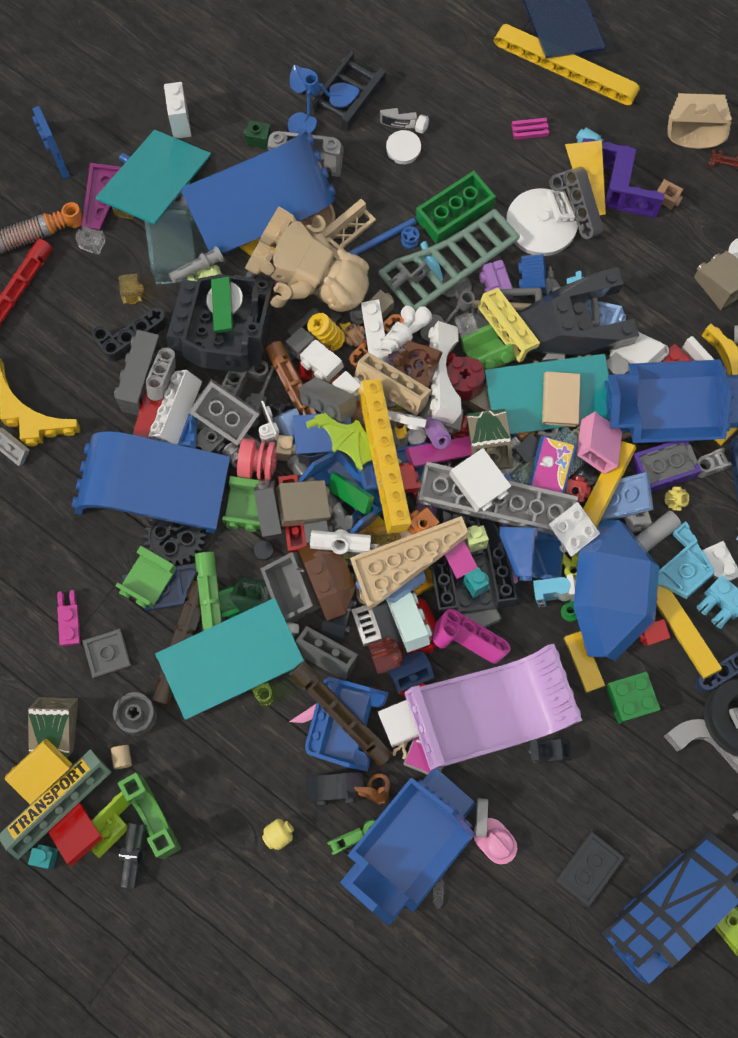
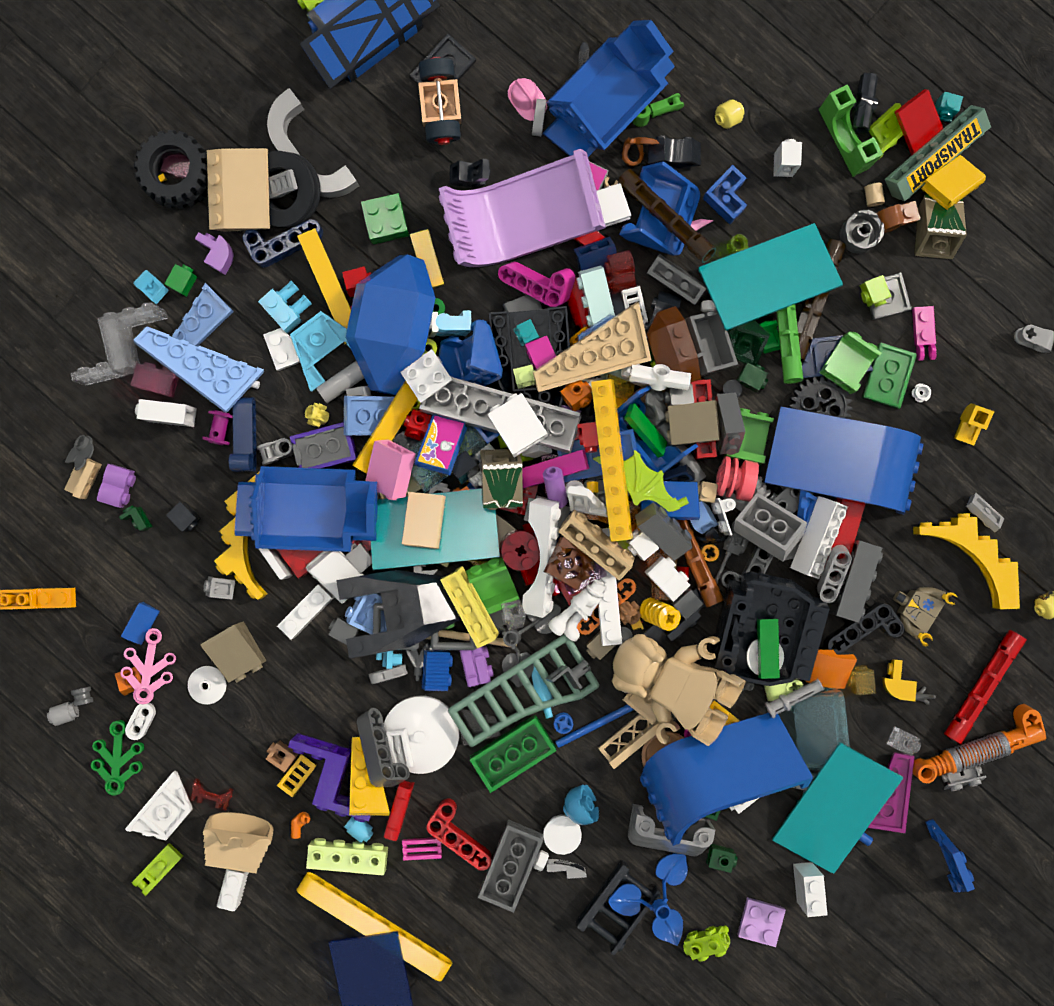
camera: 175 degrees left, 15 degrees up
(20, 529) = (972, 420): none -> yellow brick
(28, 212) = (970, 777): none -> light grey hinge
(68, 555) = (926, 392): none -> white plate
(74, 354) = (920, 609): none -> dark tan torso
(76, 280) = (923, 697): none -> dark grey bar
(97, 284) = (895, 686): none -> yellow brick
(99, 730) = (898, 216): none -> dark orange brick
(102, 574) = (889, 376): none -> green tile
(121, 651) = (875, 292): none -> brick
(159, 293) = (832, 669): none -> orange slope
(215, 785) = (787, 158): none -> white brick
(219, 87) = (761, 922): none -> lavender plate
(243, 561) = (753, 377): none -> dark green brick
(267, 66) = (707, 942): none -> lime brick
(277, 389) = (715, 551): none -> light orange bush
(282, 744) = (723, 197): none -> blue brick
(388, 168) = (580, 805): none -> dark azure cylinder
(449, 116) = (510, 866): none -> dark grey brick
(479, 124) = (462, 838): none -> red beam
(555, 152) = (398, 810): none -> red piece
(585, 266) = (387, 674): none -> light grey piece
(589, 822) = (439, 101): none -> brick
(597, 116) = (347, 856): none -> yellowish green brick
(627, 301) = (342, 630): none -> dark grey brick
(646, 141) = (297, 822): none -> orange arm
(659, 169) = (287, 789): none -> yellow slope
(664, 315) = (305, 611): none -> white brick
(697, 80) = (232, 889): none -> white brick

